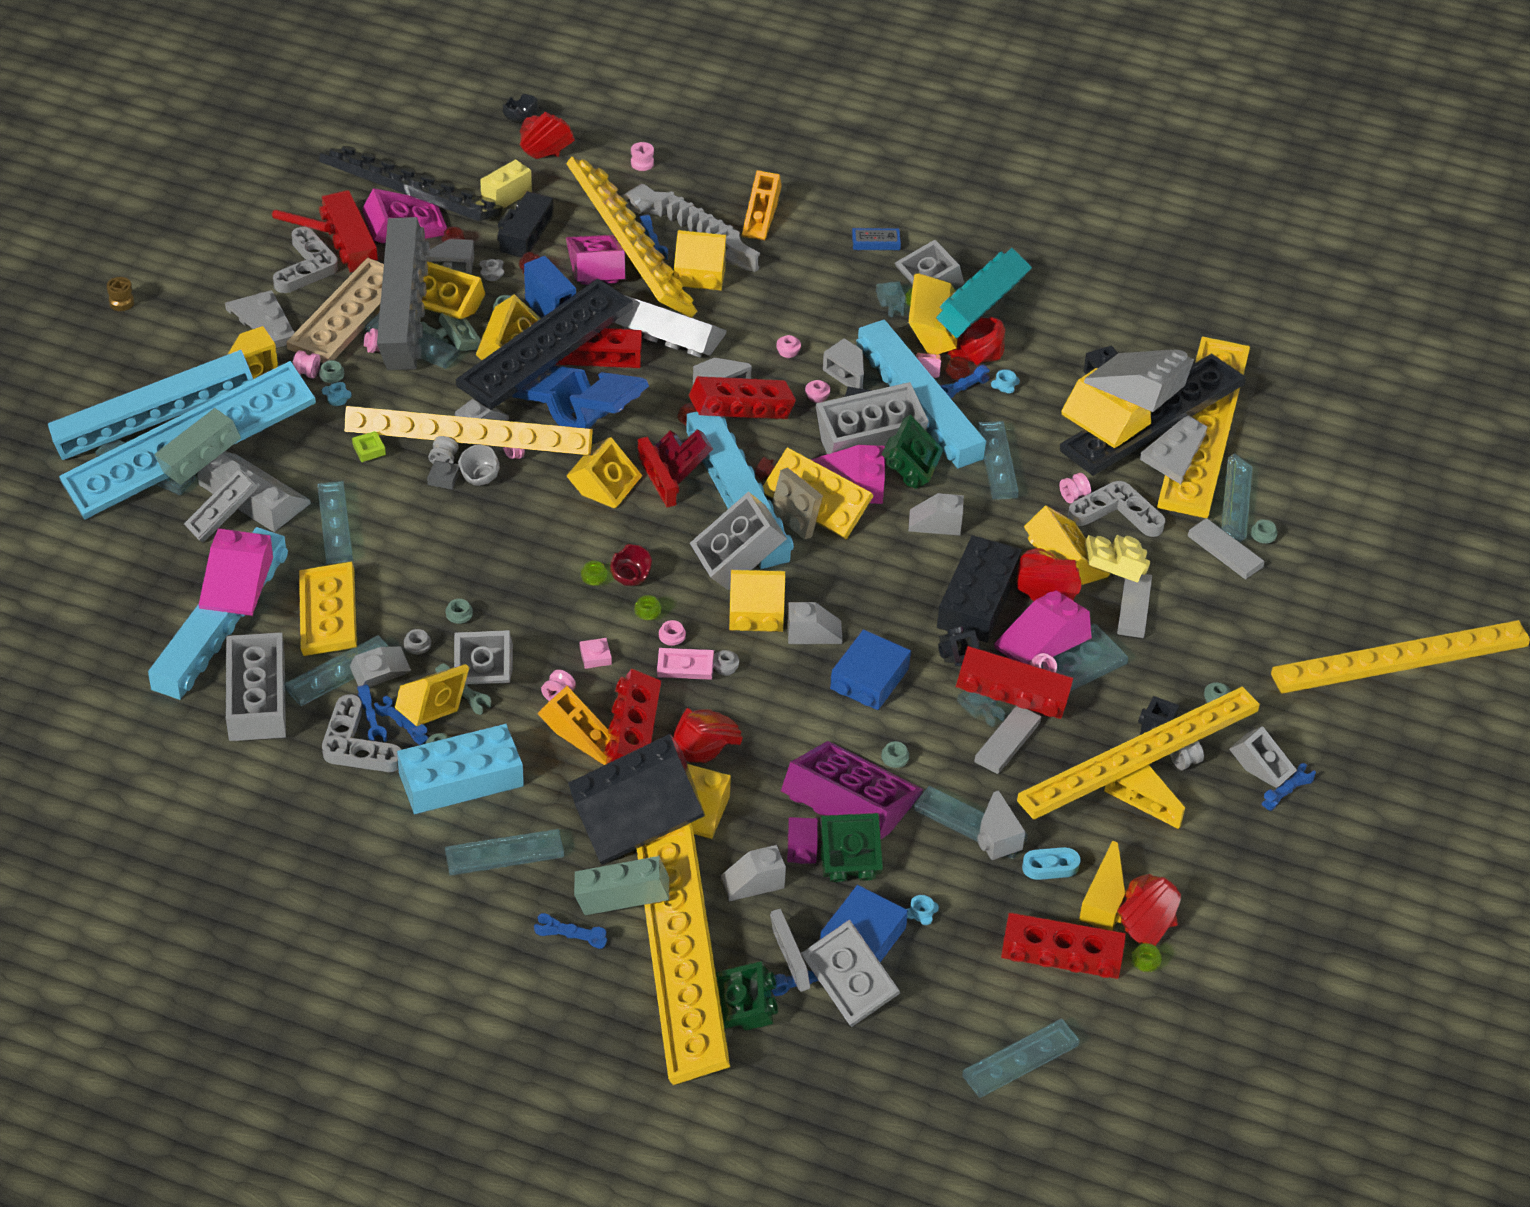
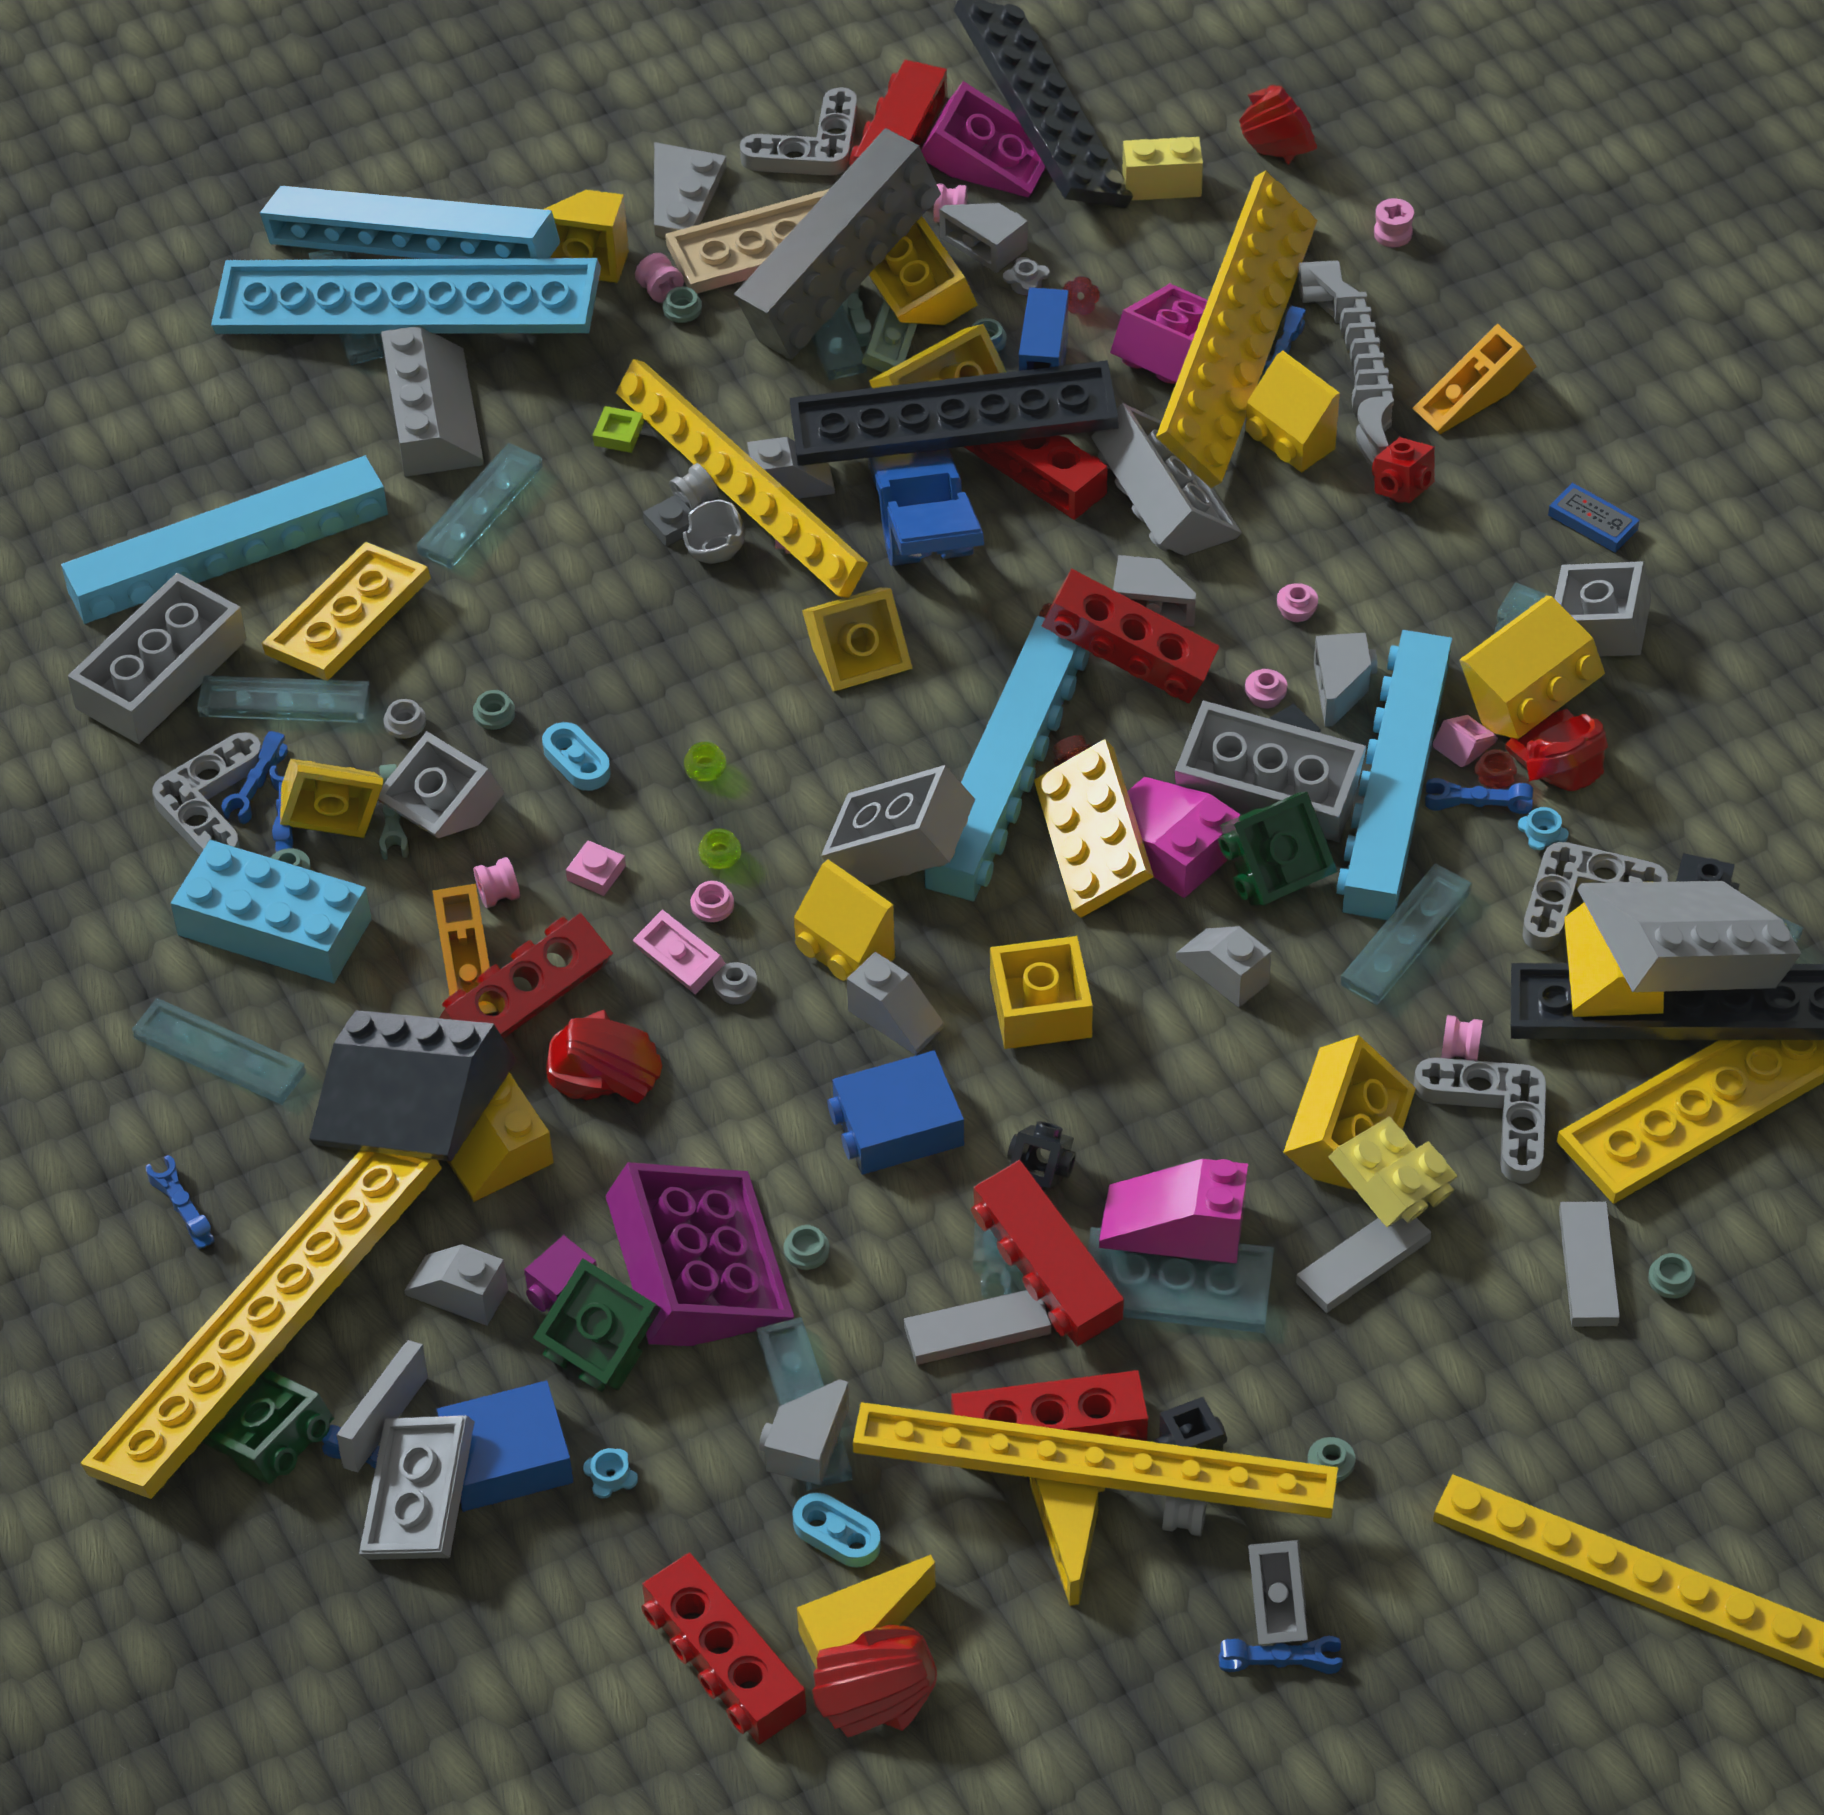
camera: 45 degrees right, 5 degrees up
(120, 294) = (544, 62): pearl gold wheel -> none
(197, 446) = (388, 309): sand green brick -> none
(221, 505) = (358, 403): light grey tile -> none
(236, 571) = (270, 498): dark pink slope -> none
(302, 221) = (856, 81): red bar -> none
(336, 394) = (658, 338): medium azure plate -> none
(379, 665) = (321, 721): light grey slope -> none
(453, 233) = (1025, 202): clear red plate -> none
(519, 110) = (1299, 71): black hair -> none
(524, 226) = (1131, 237): black piece -> none
(528, 607) = (583, 762): none -> medium azure plate
(621, 885) = (276, 1183): sand green brick -> none
(631, 565) = (751, 779): dark red hair -> none
(657, 472) = (927, 674): red plate -> none
(683, 457) = (978, 667): dark red plate -> none
(776, 260) = (1404, 470): none -> red brick
(796, 503) = (1038, 824): dark tan plate -> none
(878, 576) = (1041, 992): none -> yellow brick
(979, 587) = (1163, 1095): black brick -> none
(982, 291) = (1629, 678): teal brick -> none
(1020, 1058) = (515, 1752): clear light blue tile -> none
(1042, 395) = (1578, 869): none -> light grey beam
(1044, 573) = (1258, 1132): red hair -> none
(1046, 660) = (1118, 1272): bright pink plate -> none
(1101, 735) = (1067, 1402): none -> red brick
(1149, 952) = (816, 1732): clear neon green plate -> none
(1175, 448) = (1660, 1072): light grey wing -> none
(1237, 498) = (1685, 1200): clear light blue tile -> none

